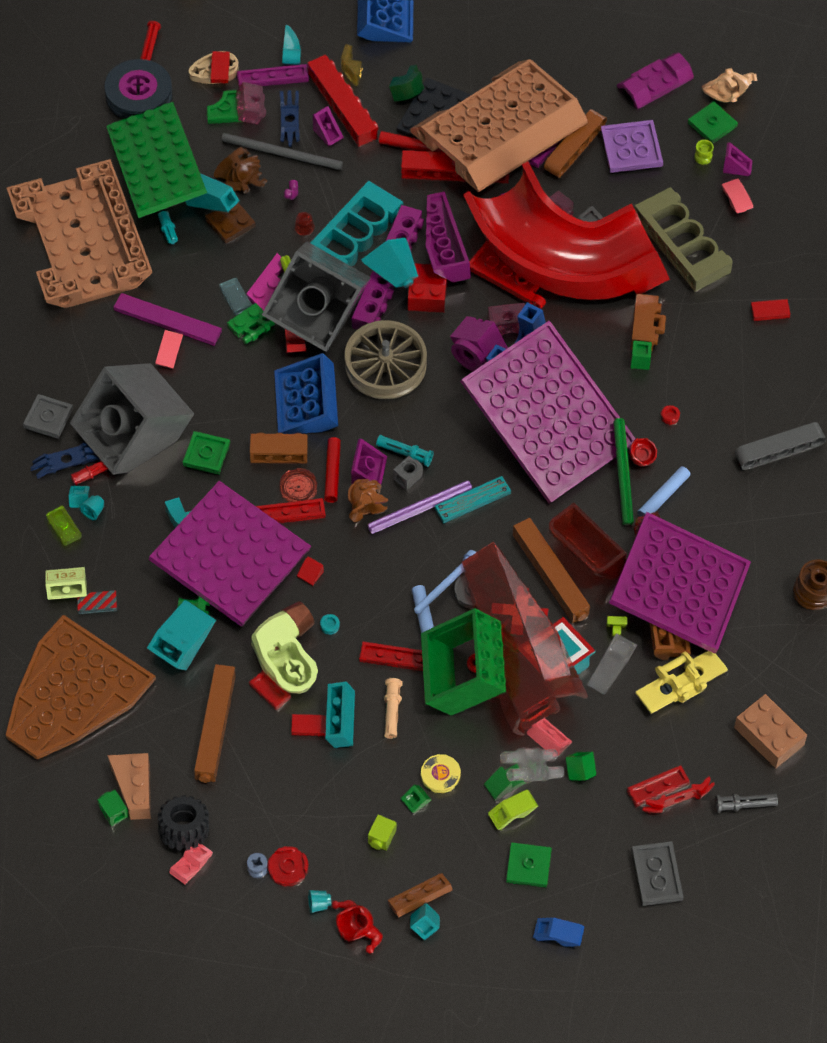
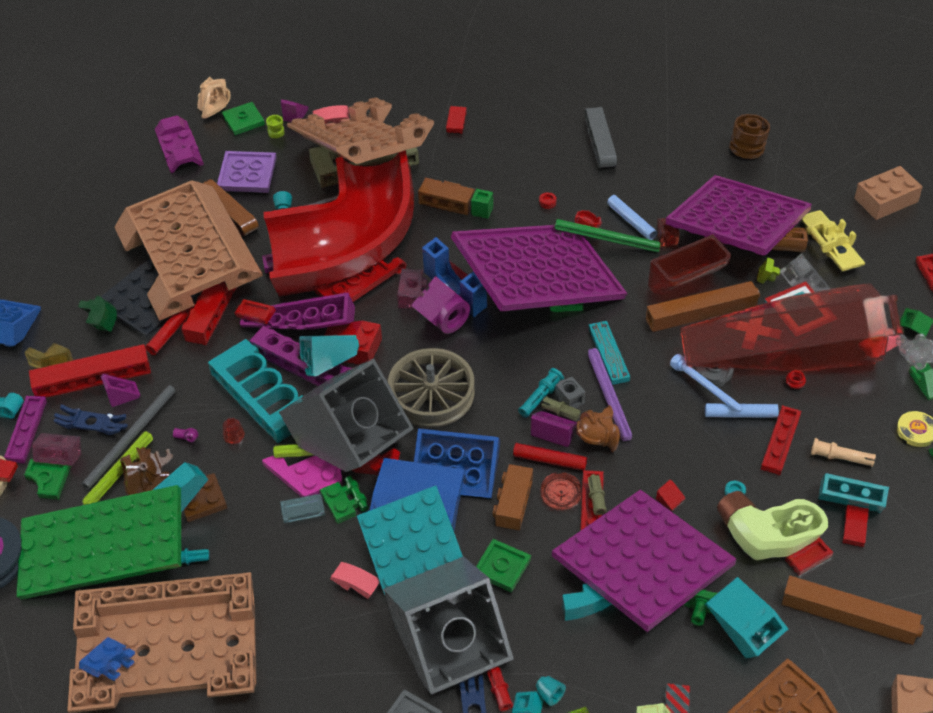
camera: 75 degrees left, 10 degrees down
(55, 195) = (107, 659): none -> blue plate
(167, 319) = (309, 578): magenta tile -> none
(209, 375) = (409, 536): none -> teal plate
(228, 149) = (116, 471): none -> lime axle
(260, 372) = (404, 478): none -> blue slope
(291, 509) = (596, 495): none -> olive axle
(387, 474) = (561, 408): none -> olive axle
(439, 662) = (853, 374): green window -> none
(440, 200) = (255, 311): none -> red tile
(594, 187) = (282, 200): none -> teal hat
(678, 214) = (364, 136): none -> nougat slope

